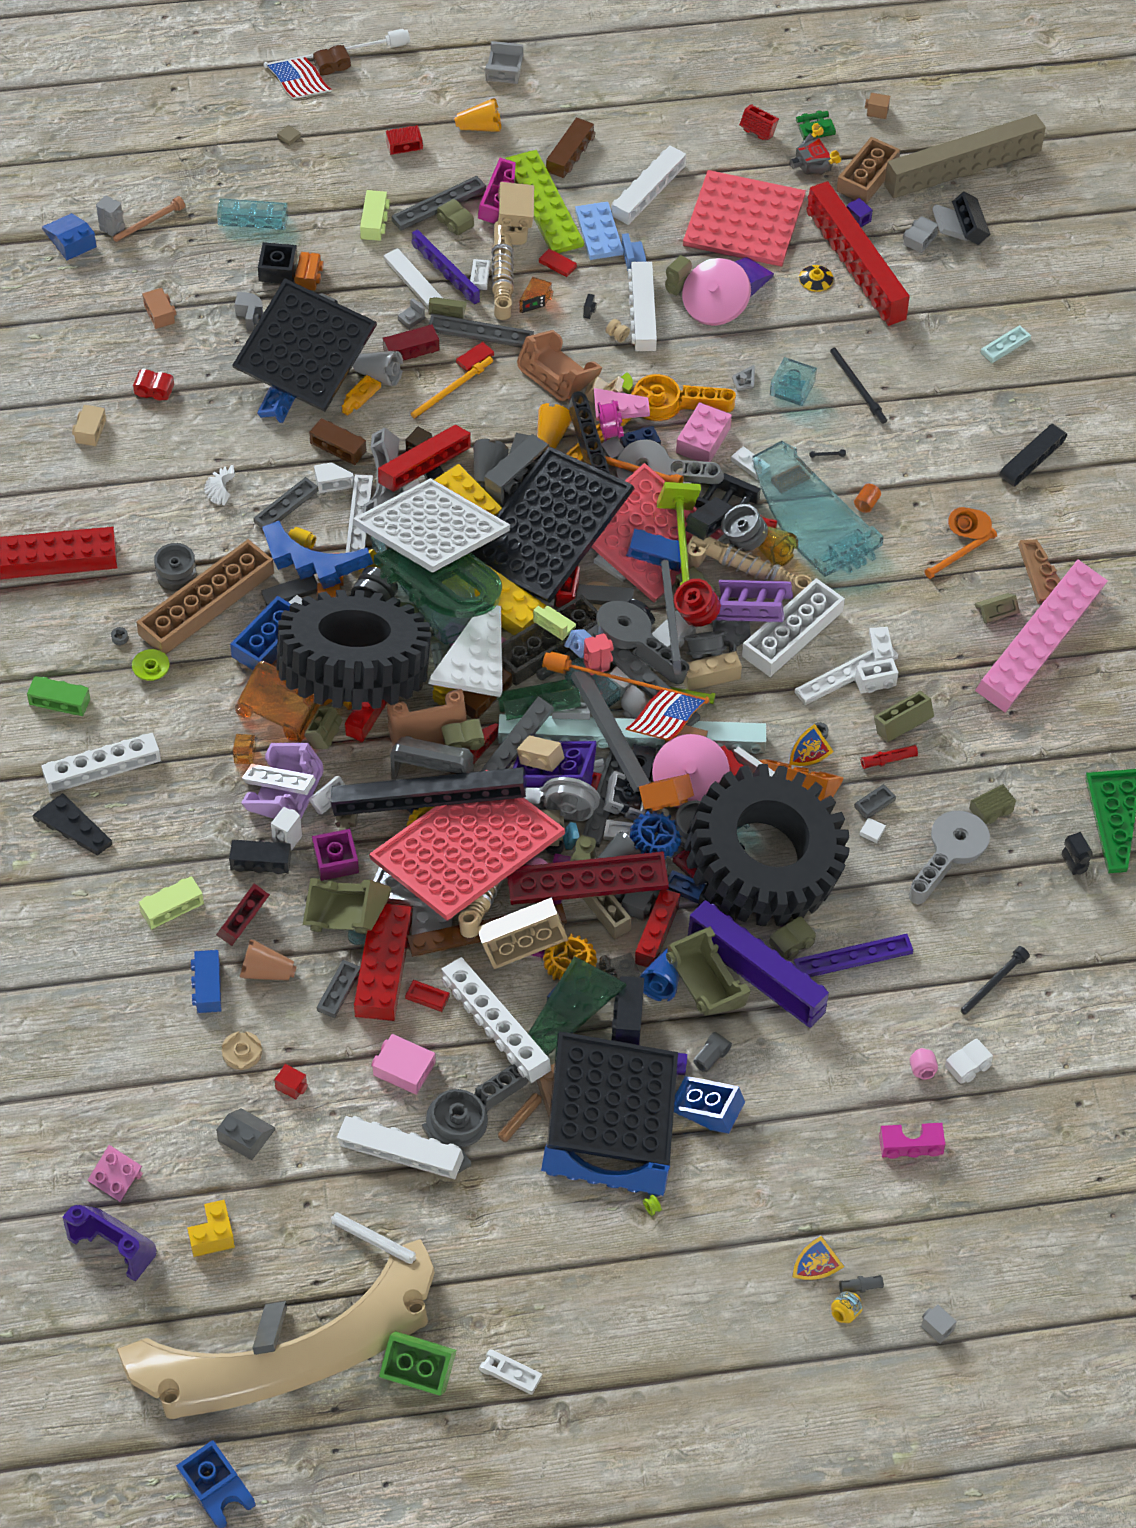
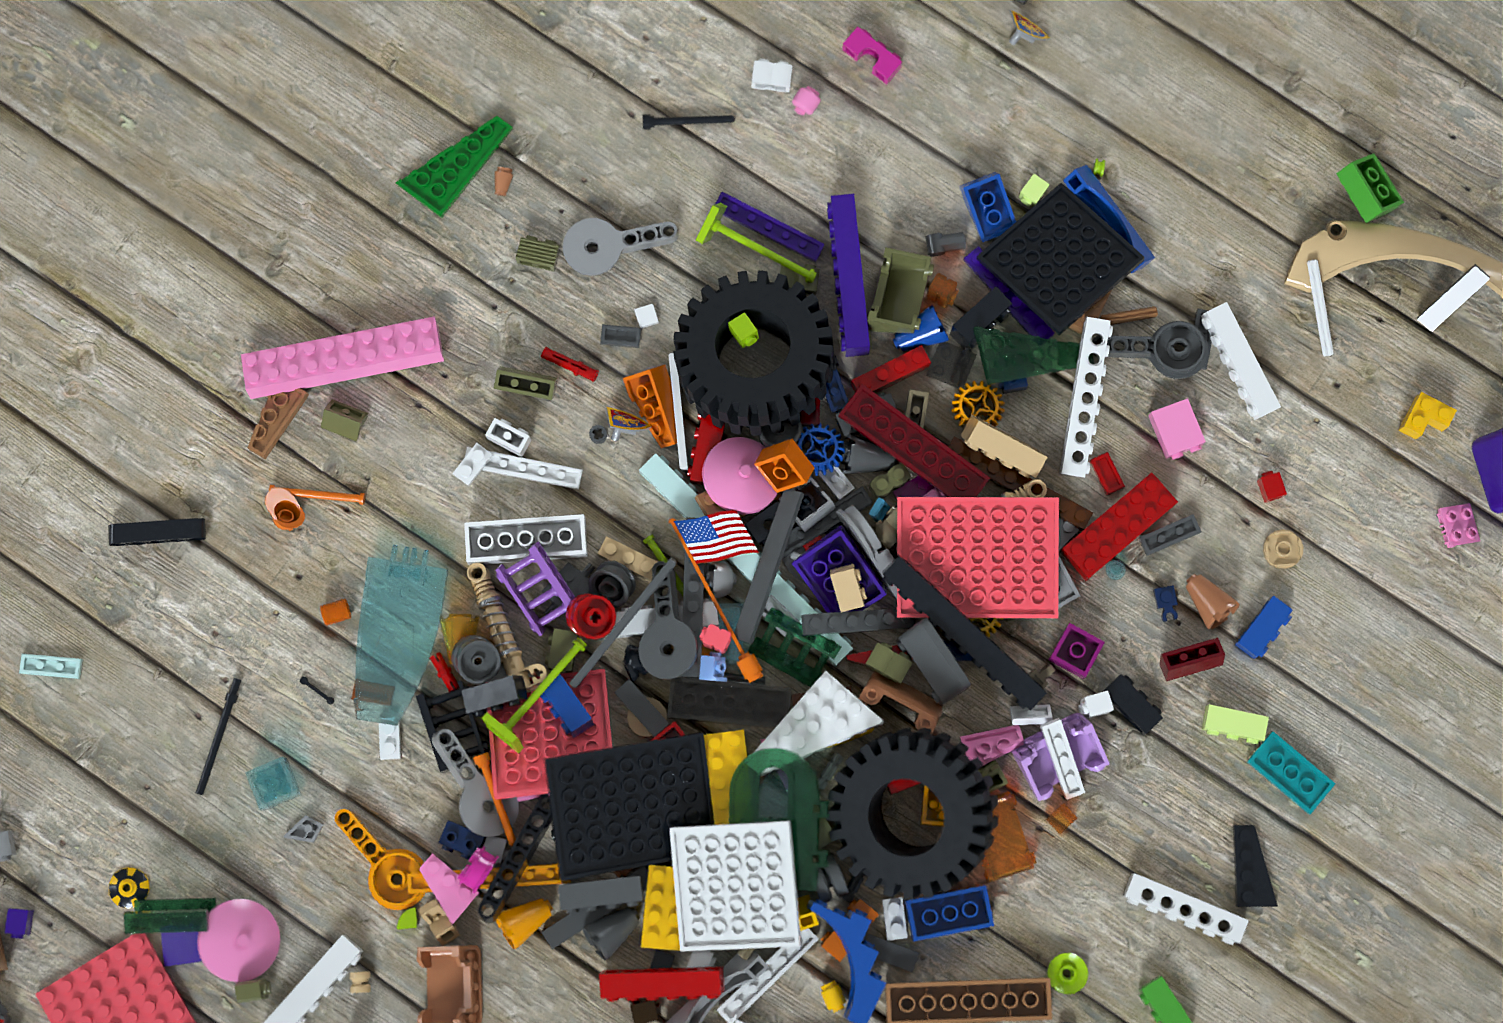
camera: 135 degrees left, 25 degrees up
(98, 904) = (1291, 772): none -> teal plate
(244, 1133) = (1337, 475): dark grey slope -> none
(300, 946) = (1166, 598): none -> dark blue plate
(340, 751) = (992, 743): none -> bright pink wing
(344, 905) = (1108, 592): olive windscreen -> none
(511, 1372) = (1305, 136): white plate -> none
(553, 621) = (716, 706): yellowish green panel -> none
(677, 1009) = (942, 291): none -> clear orange brick
(684, 1144) = (1033, 191): none -> yellowish green brick
(703, 433) = (400, 799): bright pink brick -> none
(763, 261) = (169, 915): none -> clear green fence
(789, 844) = (743, 330): none -> lime brick
(858, 253) = (73, 872): red brick -> none
(893, 913) = (713, 224): none -> lime tile
(1070, 828) = (503, 178): none -> nougat cone
(1077, 853) = (525, 153): black brick -> none

